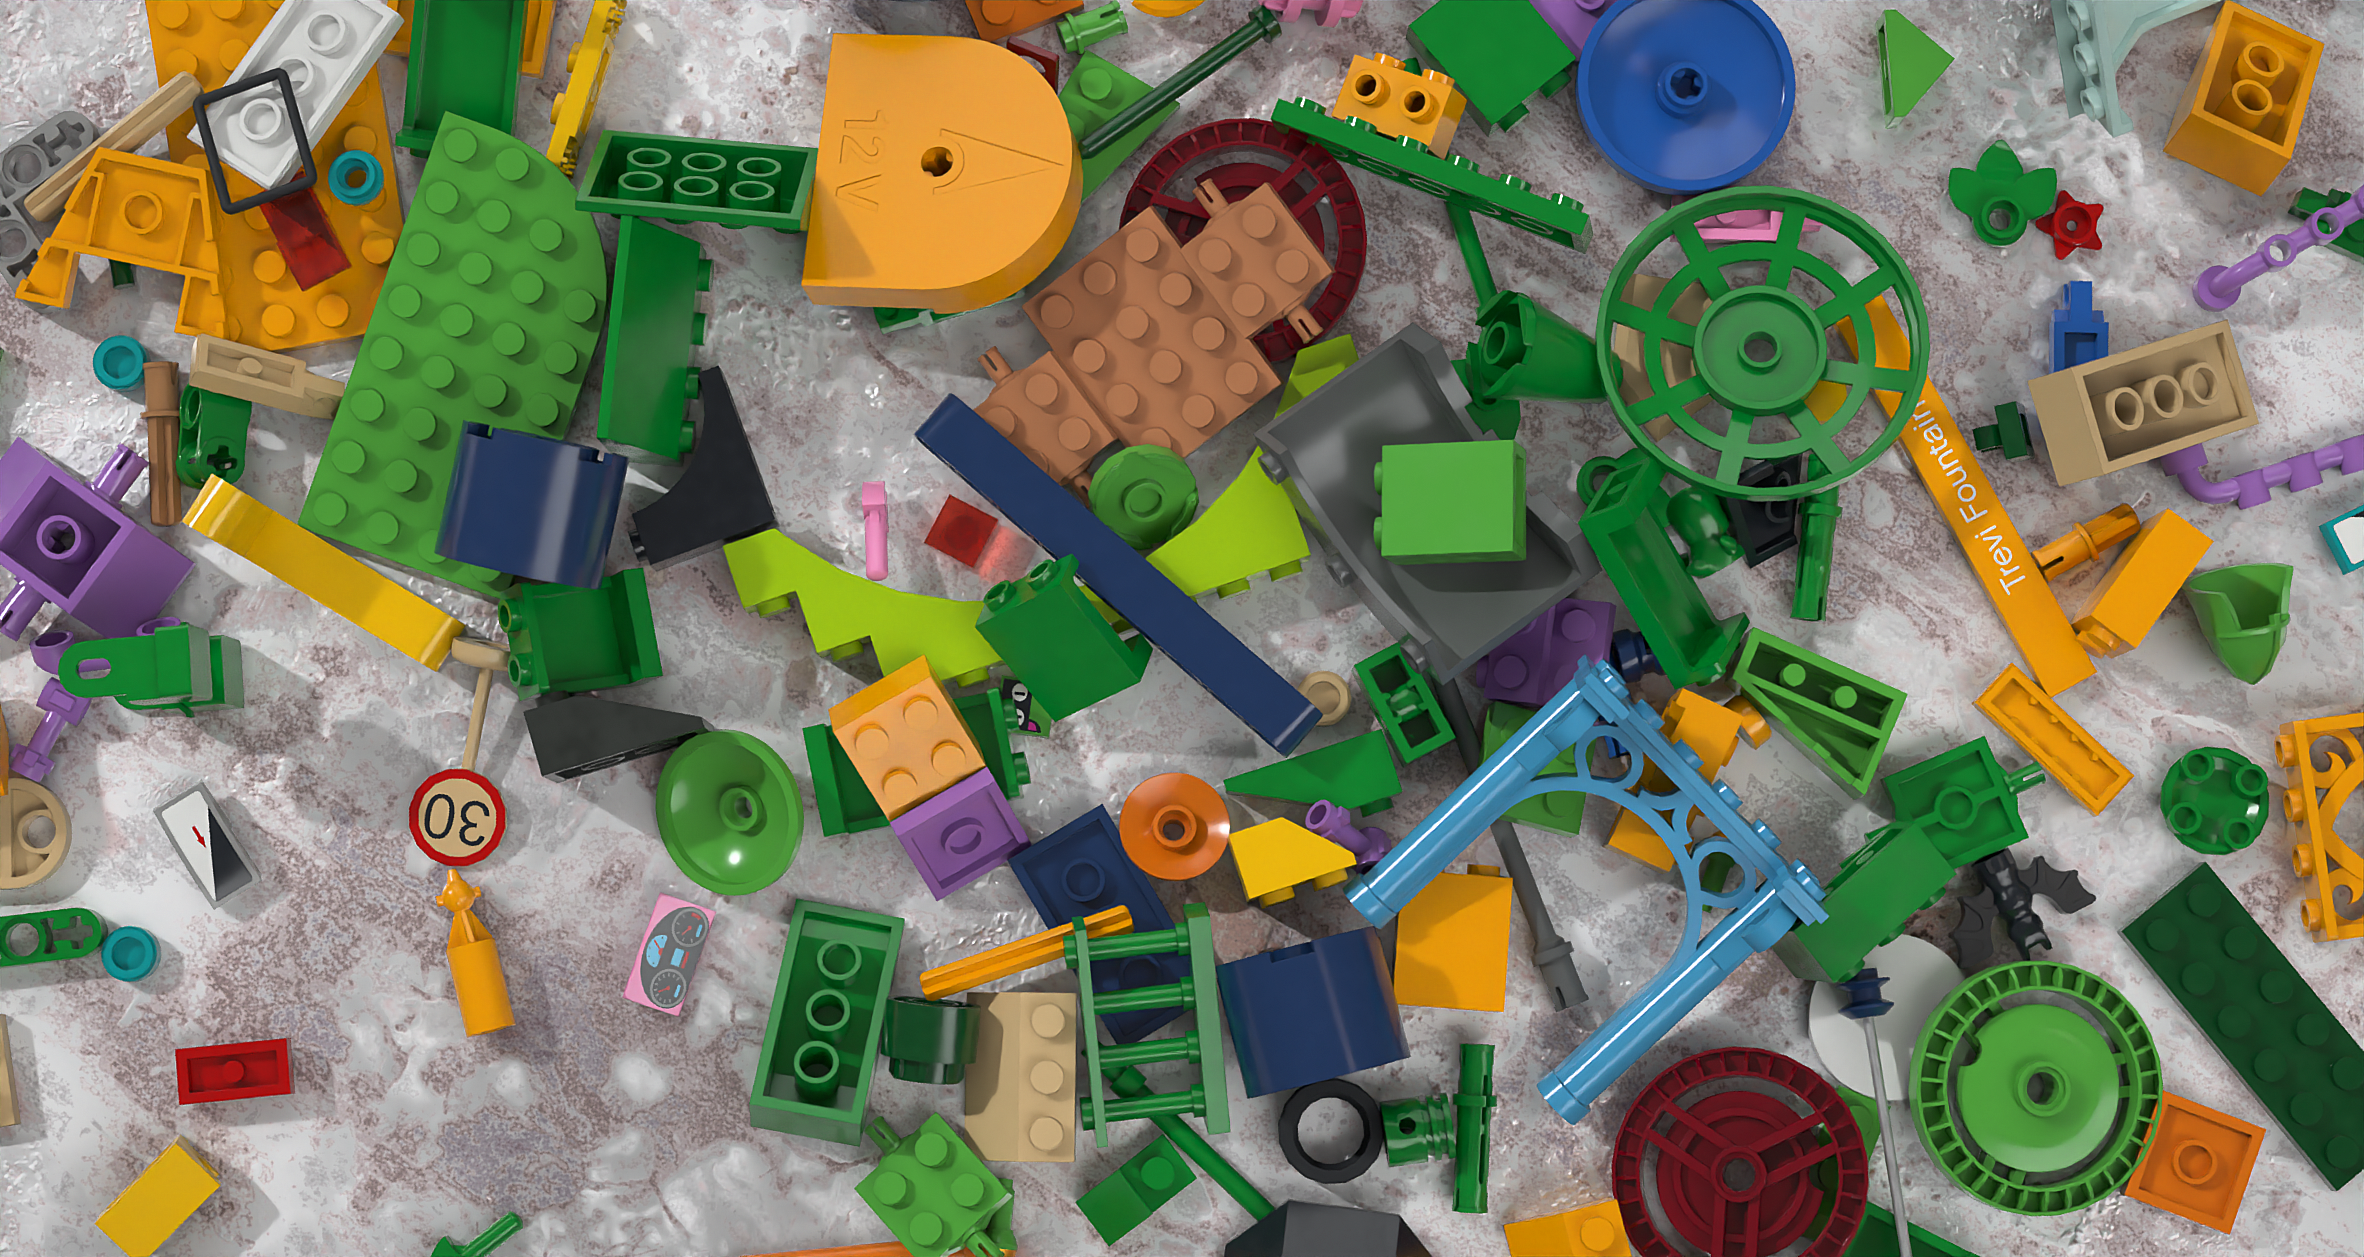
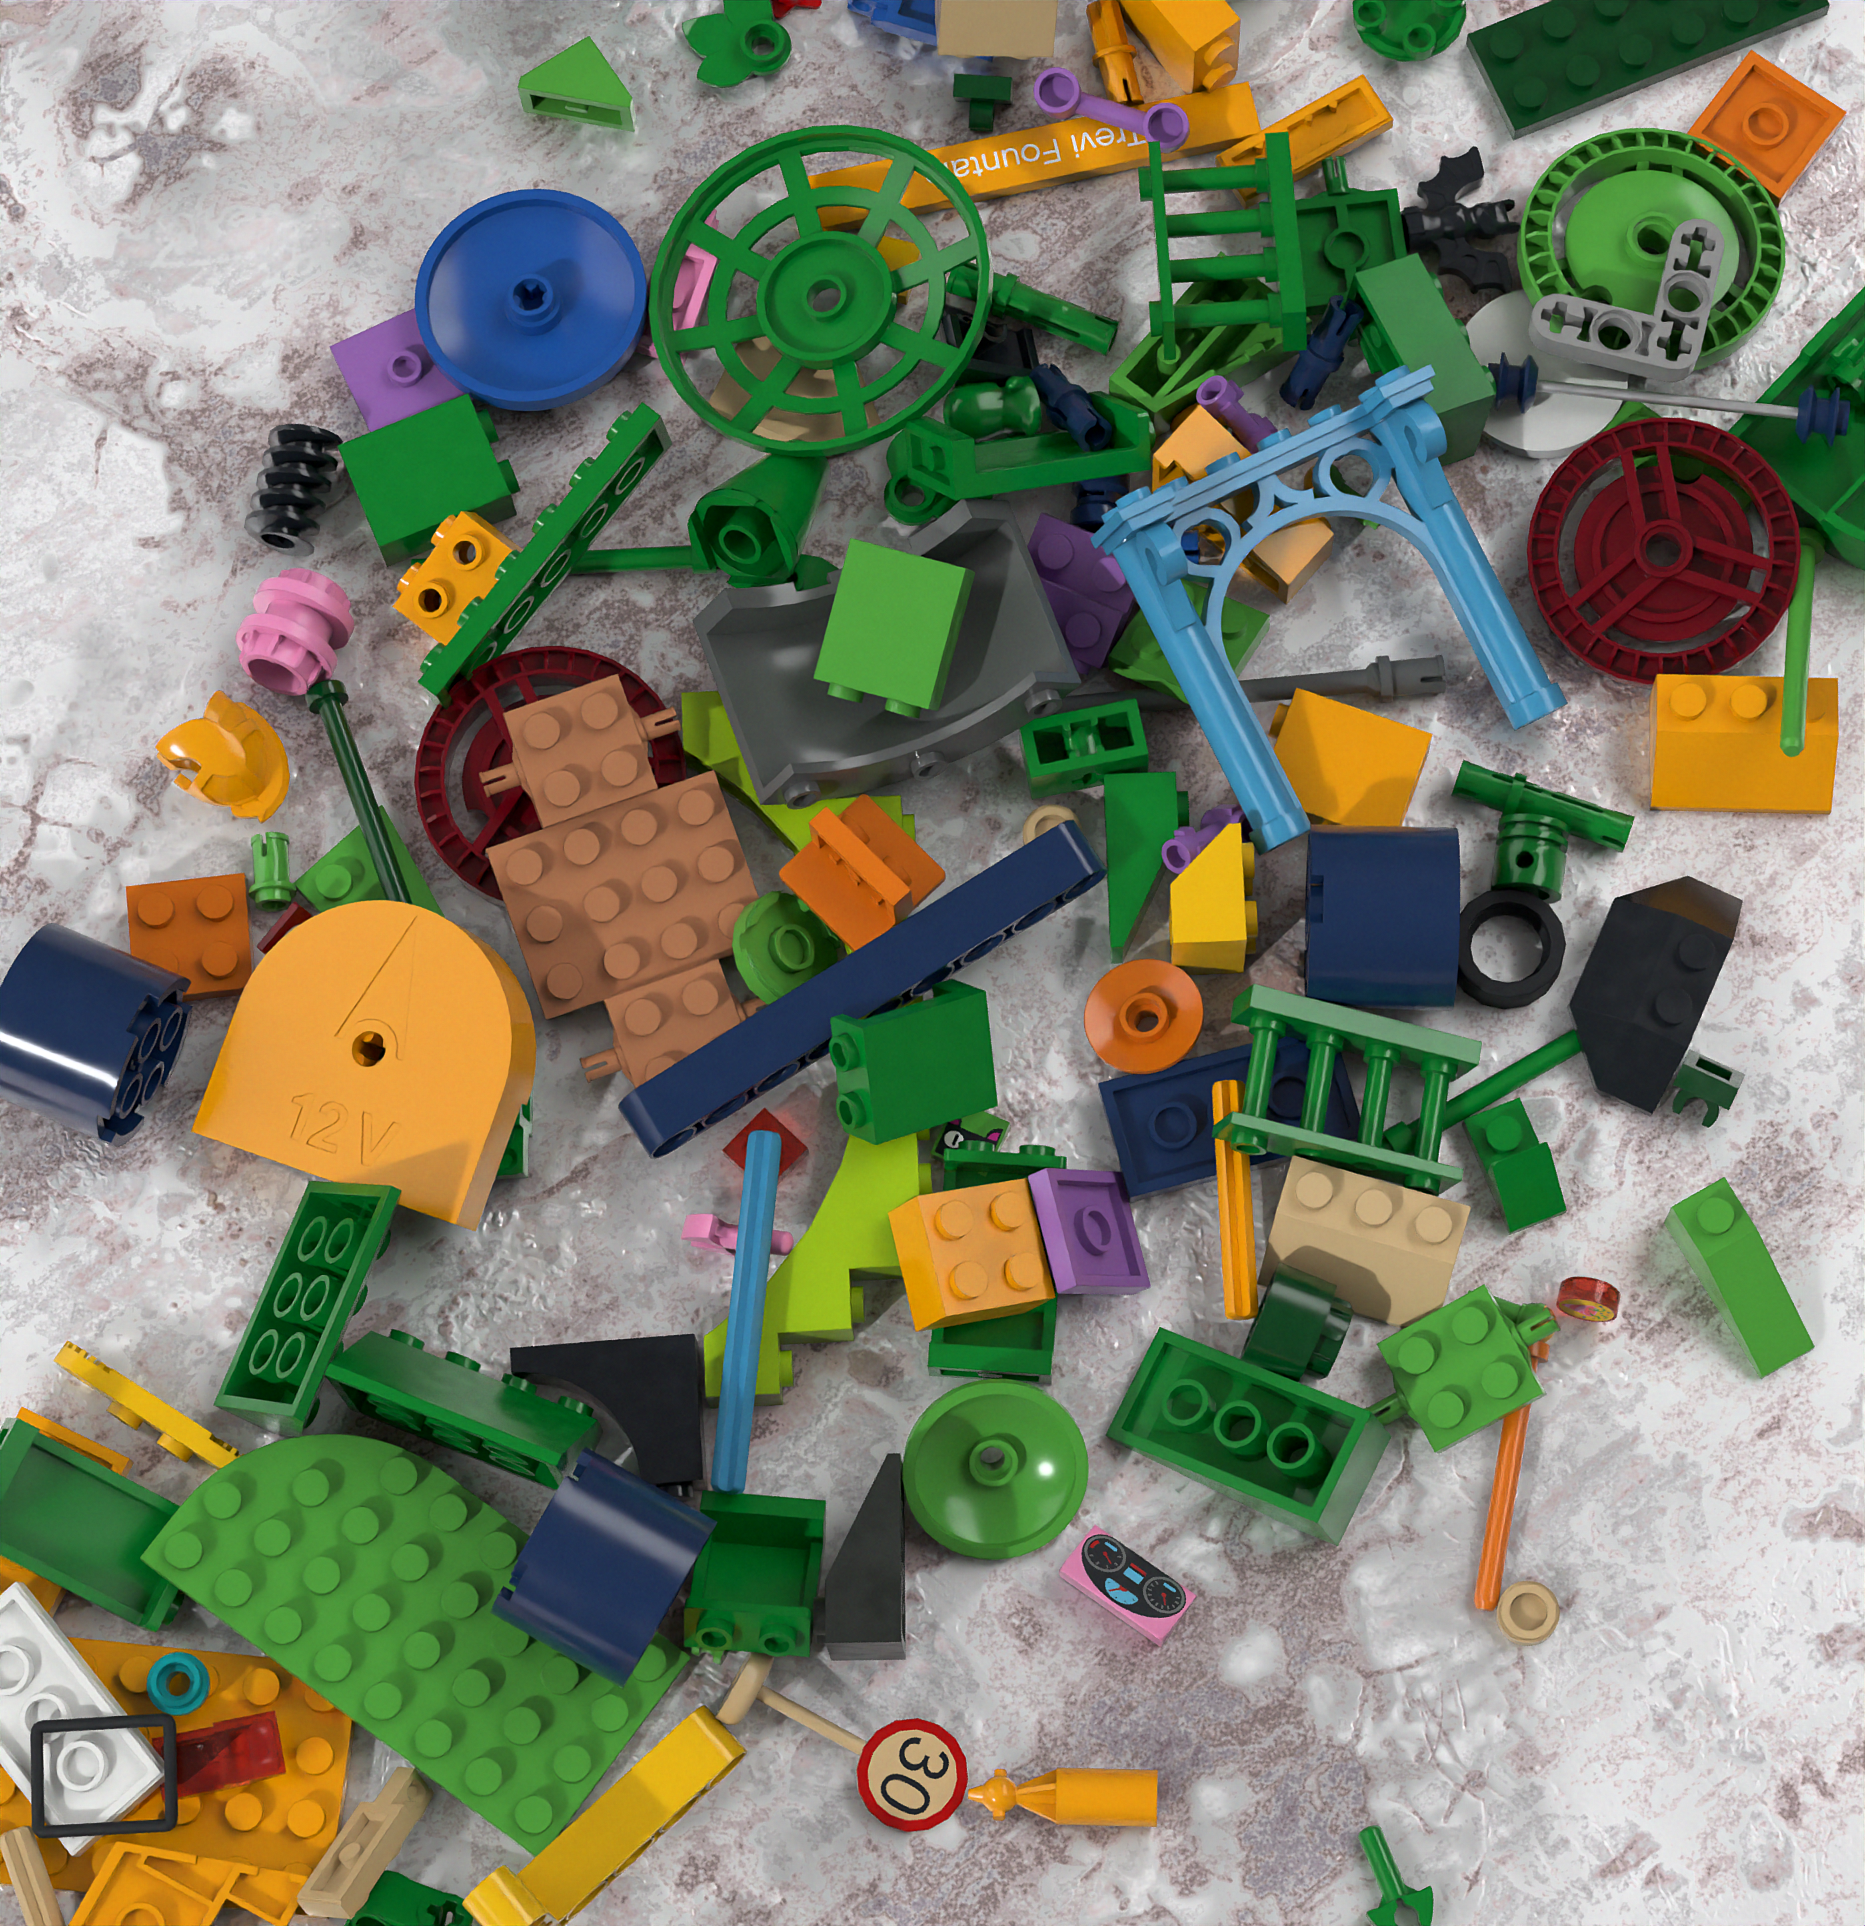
camera: 65 degrees left, 10 degrees down
(803, 558) = (746, 1312): none -> dark azure axle
(1223, 541) = (861, 872): none -> orange bracket
(1723, 599) = (1070, 408): none -> dark blue pin
(1752, 772) = (1221, 400): none -> medium lavender bar
(1841, 812) = (1323, 352): none -> dark blue pin
(1905, 748) = (1272, 219): none -> green fence
(1941, 1102) = (1646, 332): none -> light grey beam
(2027, 505) = (1061, 98): none -> medium lavender bar

